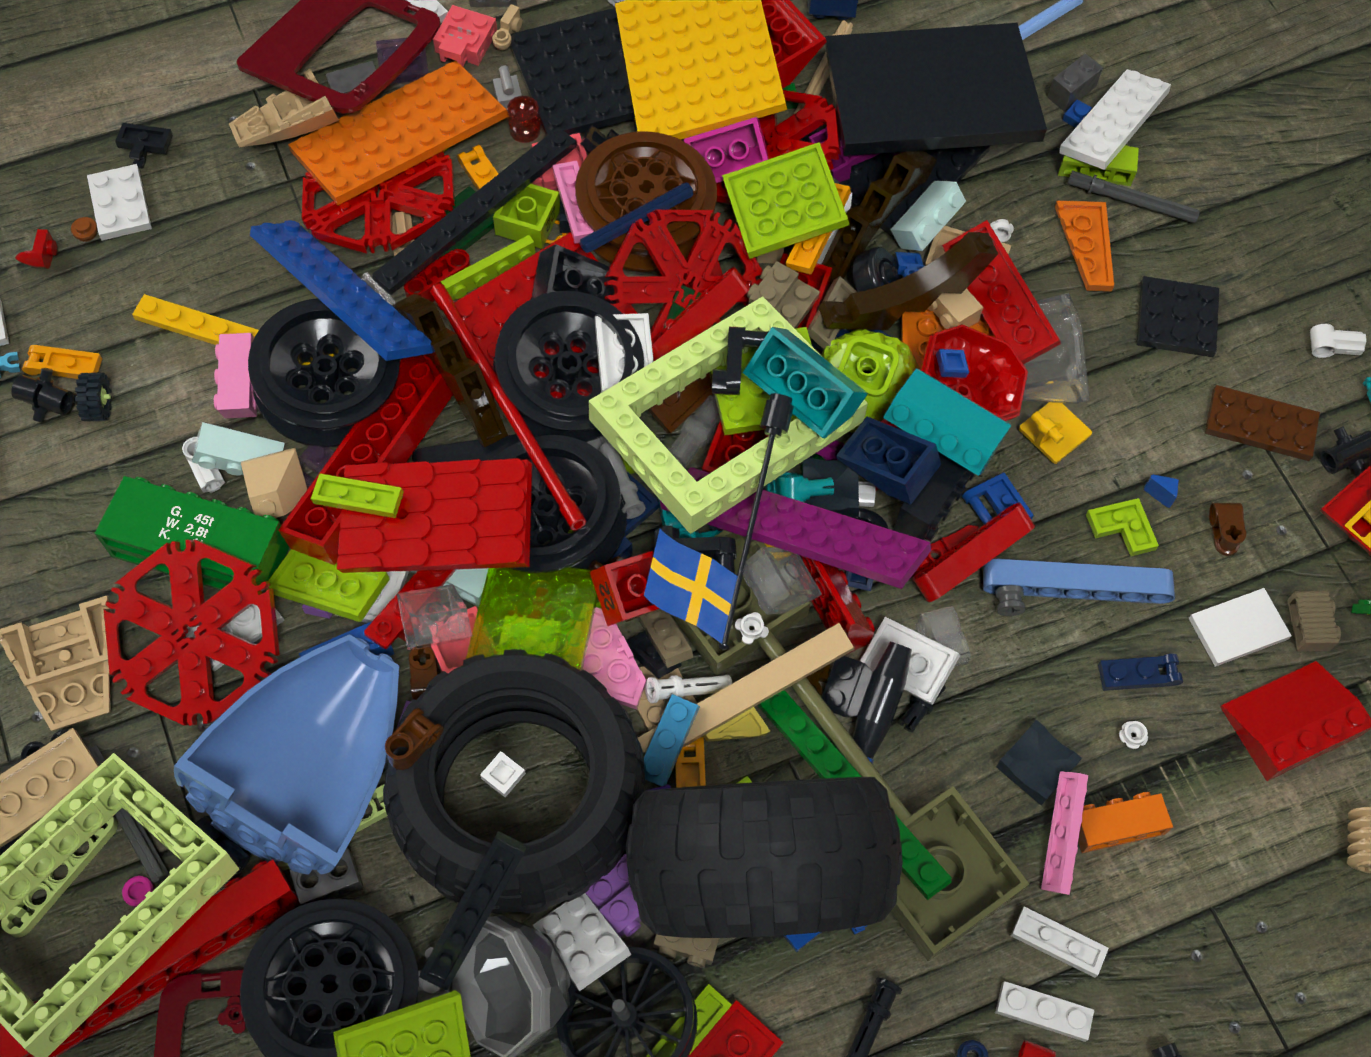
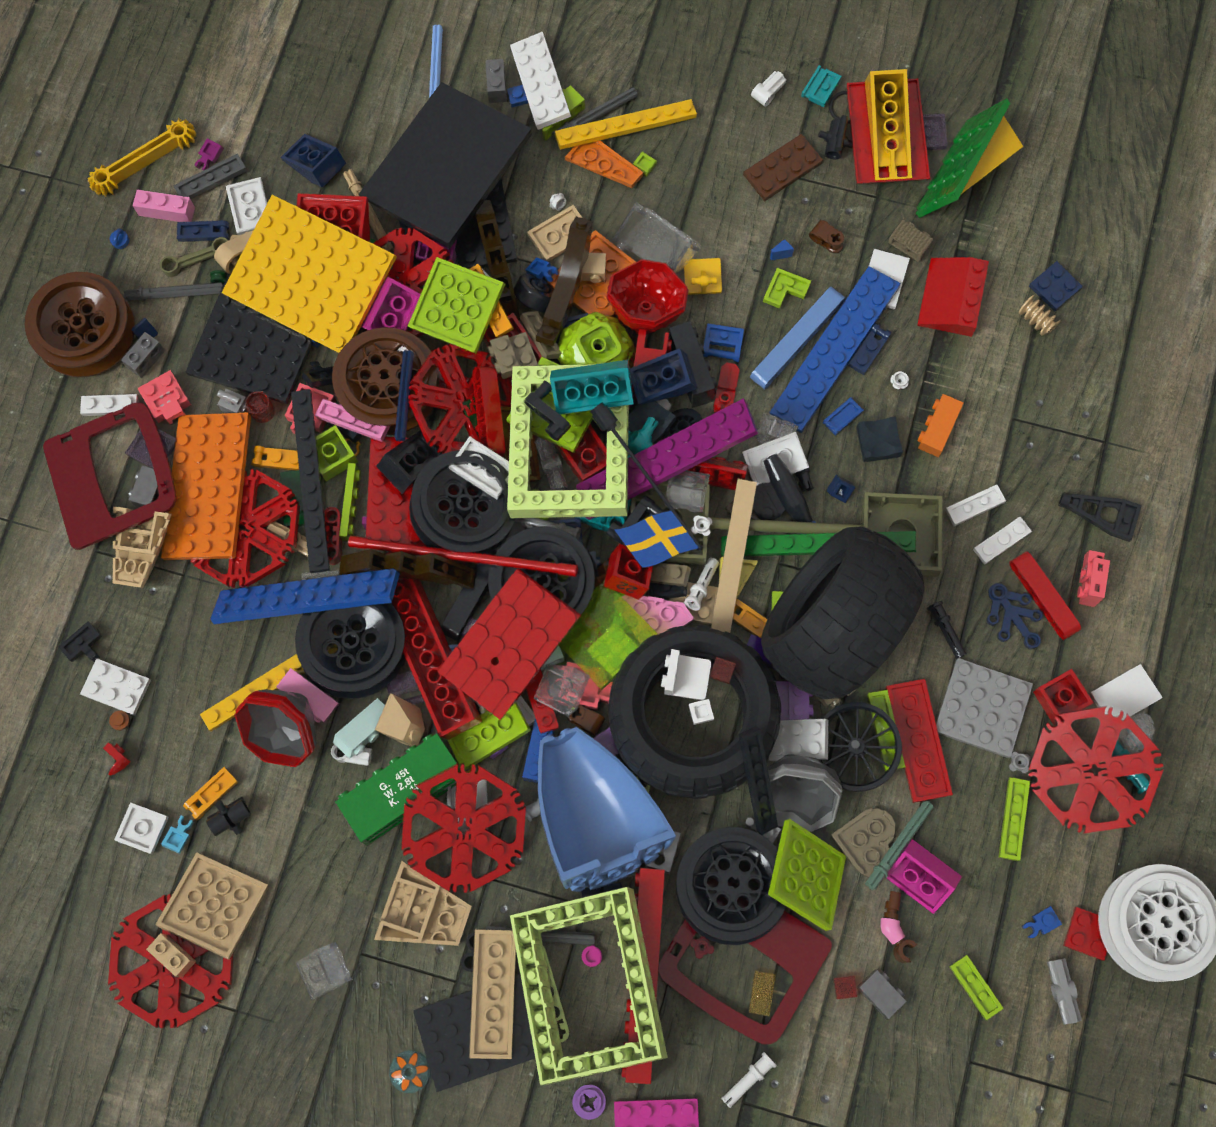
camera: 45 degrees left, 10 degrees up
(93, 396) = (255, 788): black wheel -> none
(176, 364) = (277, 726): none -> rock
(357, 495) = (465, 677): lime plate -> none
(417, 735) = (646, 741): reddish brown piece -> none
(509, 24) = (180, 363): tan plate -> none
(533, 722) = (686, 676): none -> white bracket
(574, 762) = (722, 670): none -> clear red plate
(669, 739) = (725, 613): dark azure plate -> none
(928, 215) = (518, 233): light aqua brick -> none
(940, 763) = (840, 488): none -> dark blue slope
(949, 420) = (669, 330): teal slope -> none
(952, 363) = (631, 298): blue tile -> none
(973, 552) = (742, 368): red beam -> none
(1009, 304) = (615, 238): red plate -> none
(1010, 600) = (781, 380): dark grey wheel -> none
(1031, 702) = (843, 416): none -> blue tile
(1064, 832) = (926, 457): bright pink plate -> none
(1104, 632) = (835, 348): none -> blue plate
(1126, 283) = (645, 163): none -> lime tile
(1151, 232) = (625, 124): none -> yellow plate
(1178, 316) = (686, 154): black plate -> none

